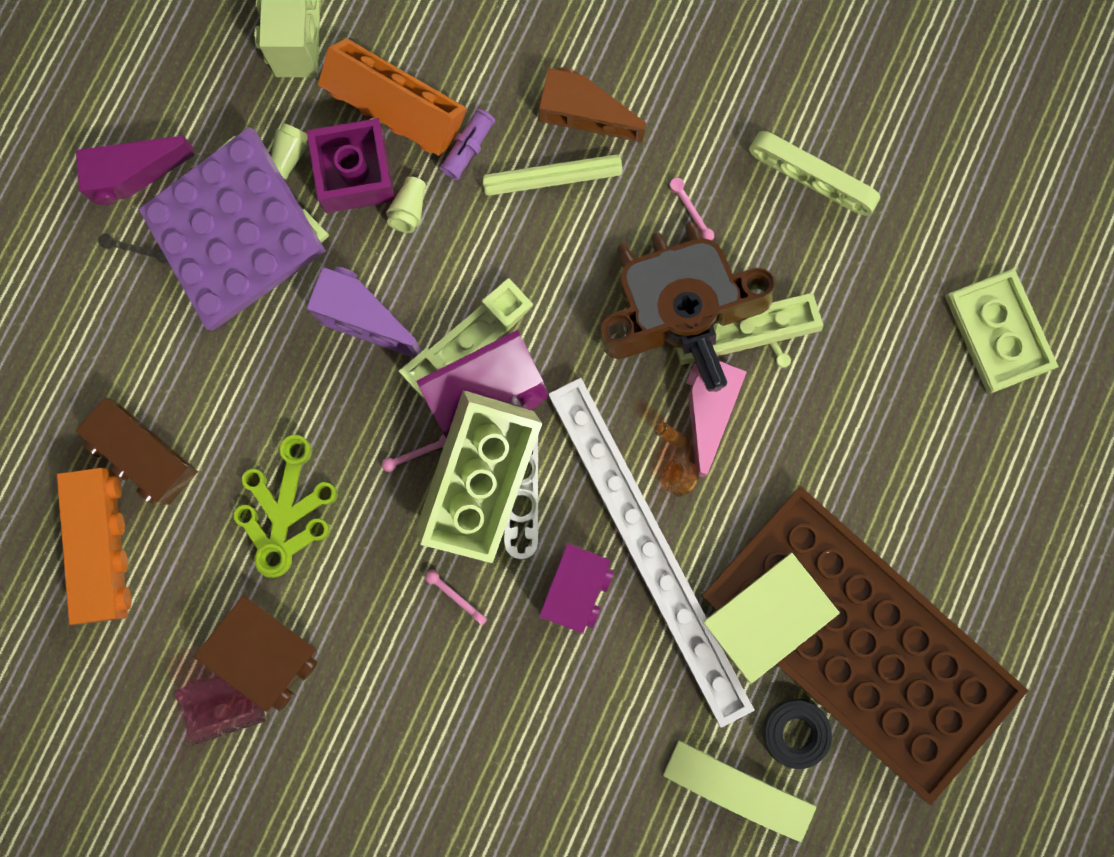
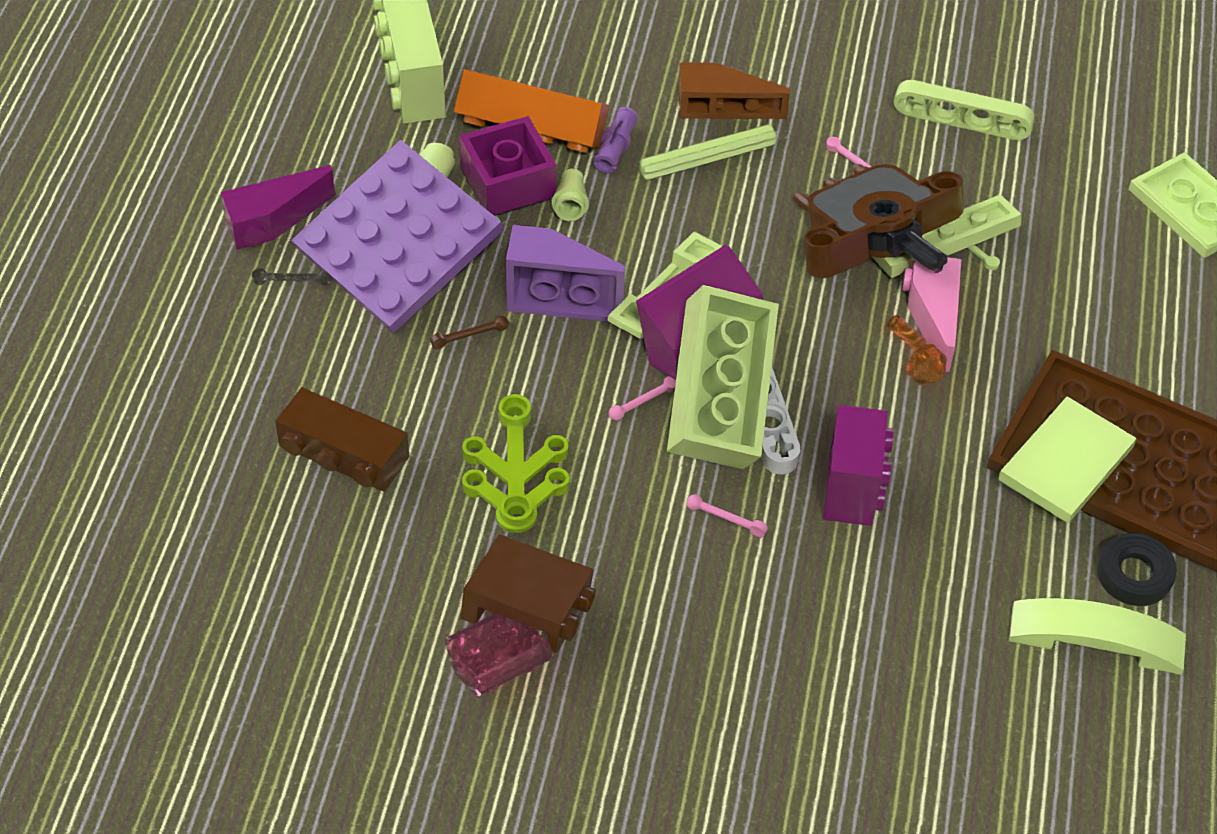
camera: 15 degrees left, 30 degrees down
(93, 546) = (317, 527): orange brick -> none
(308, 342) = (439, 340): none -> reddish brown hinge
(650, 553) = (928, 441): white plate -> none

